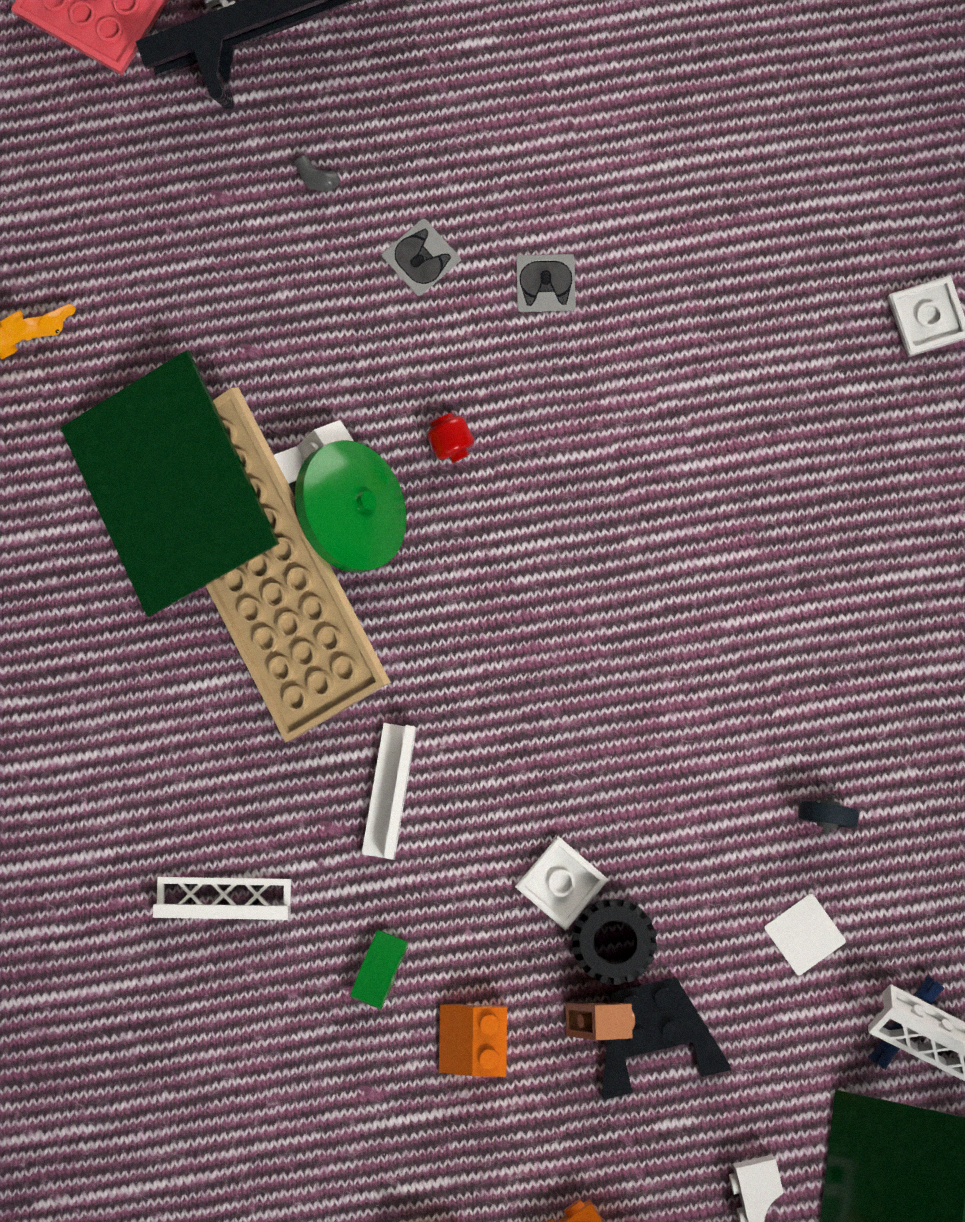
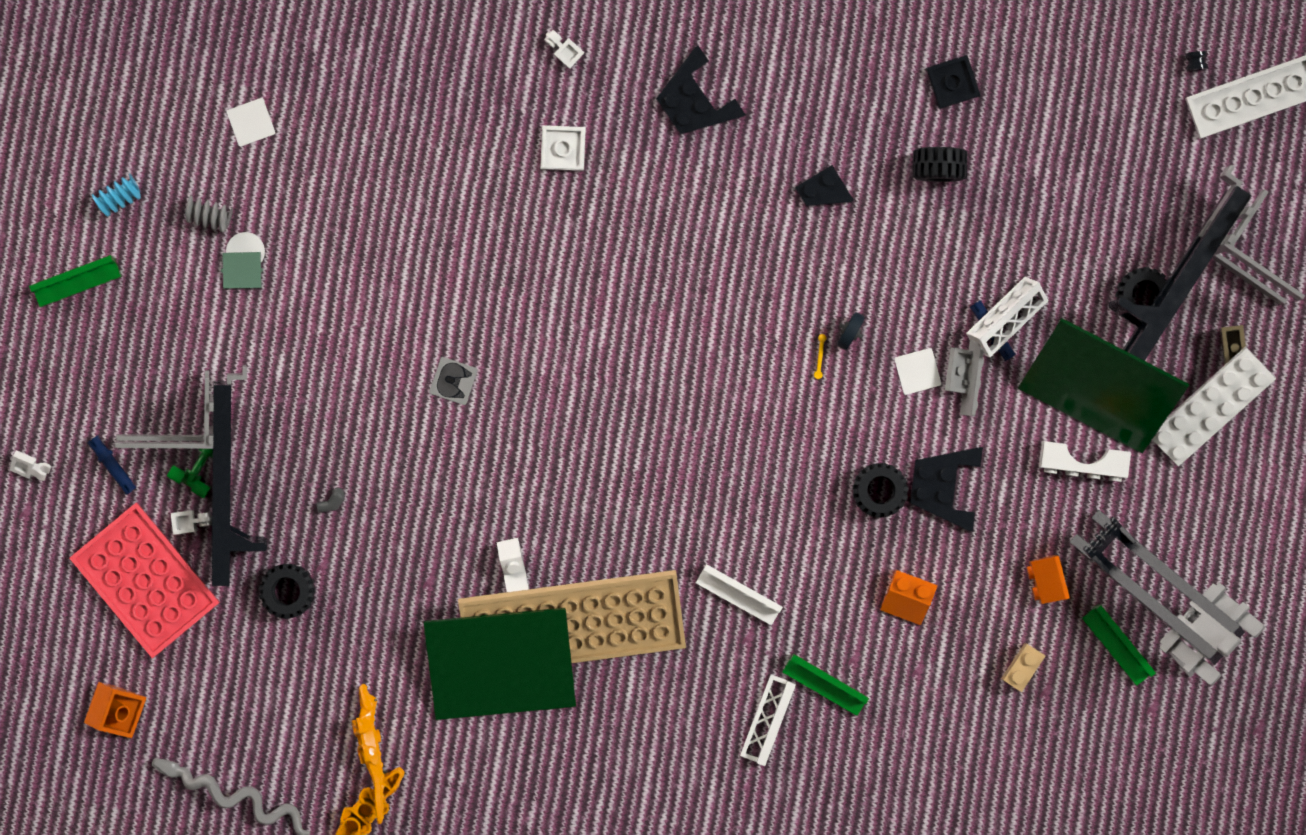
camera: 70 degrees left, 5 degrees up
(161, 132) = (269, 598): none -> black tyre
(303, 964) = (825, 684): none -> green fence
(350, 506) = (556, 555): green dish -> none
(379, 969) = (845, 639): green slope -> none
(421, 257) = (408, 453): sticker -> none
(450, 437) = (532, 477): red head -> none
(561, 883) = (833, 508): white tile -> none
(599, 1020) = (924, 516): nougat slope -> none
(800, 778) = (822, 338): none -> yellow hinge
(827, 1005) = (964, 375): none -> light grey bracket

